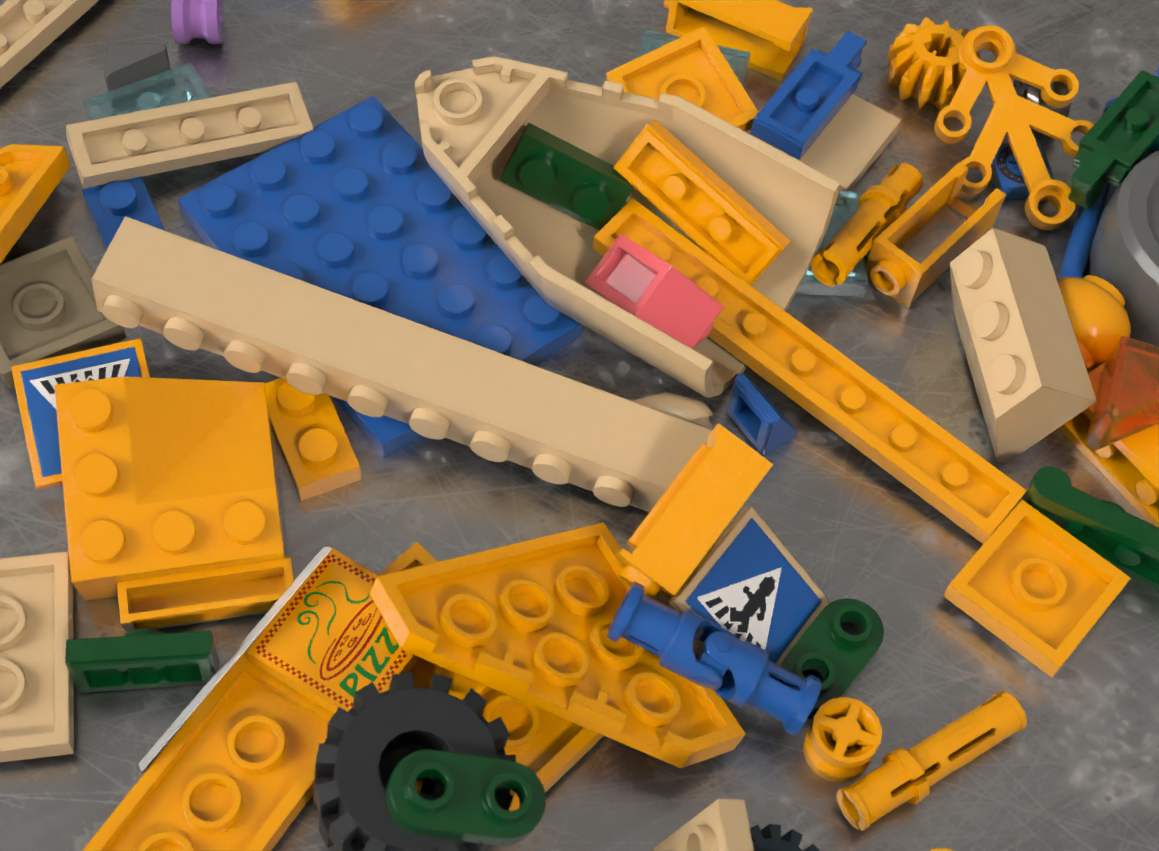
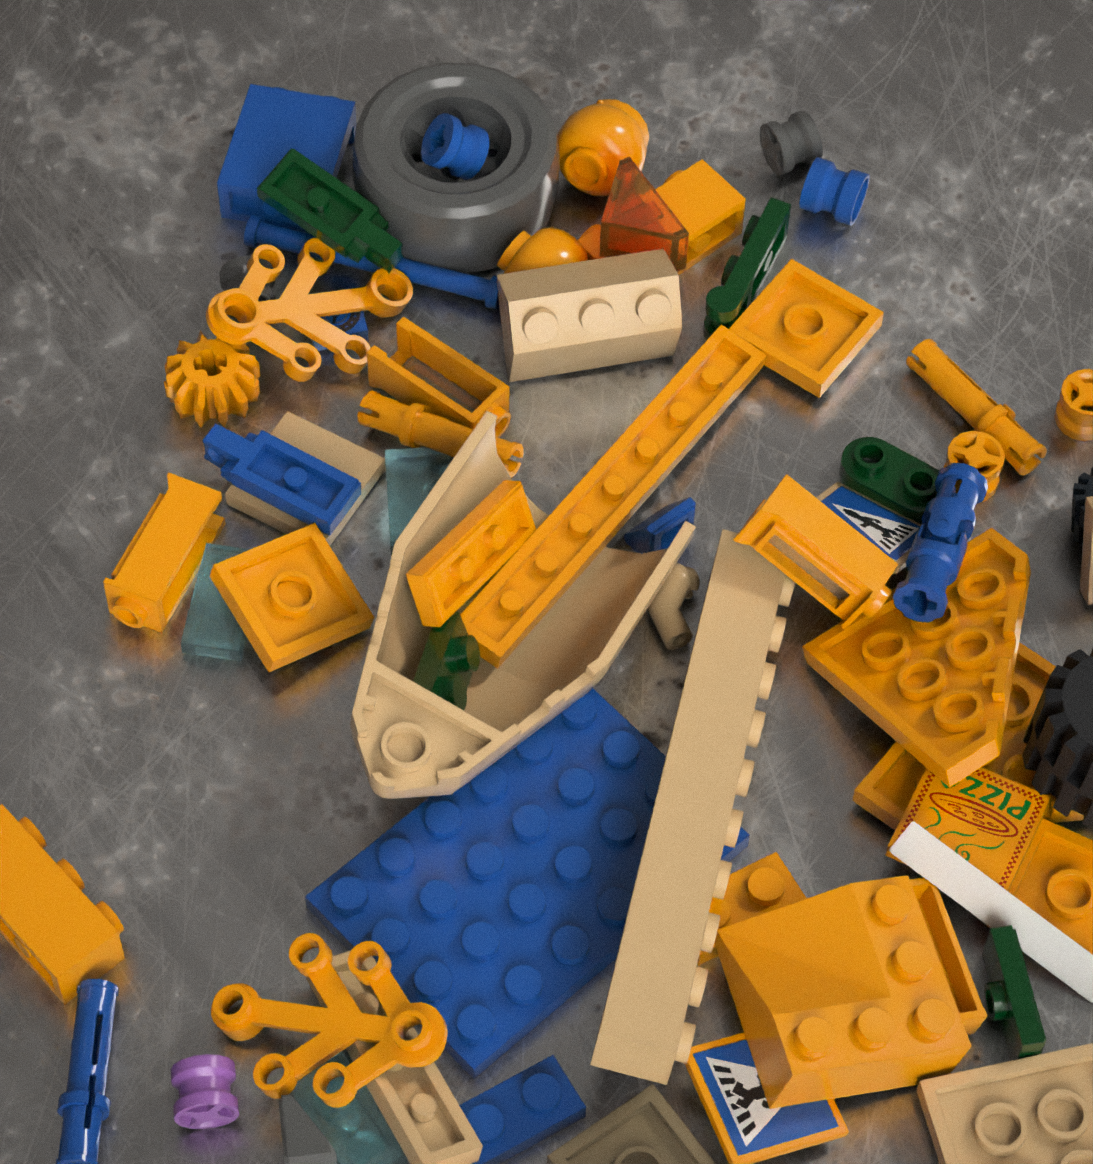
camera: 90 degrees left, 0 degrees up
(196, 126) = (334, 1026): none -> light orange plant
(654, 292) = (574, 598): coral slope -> none

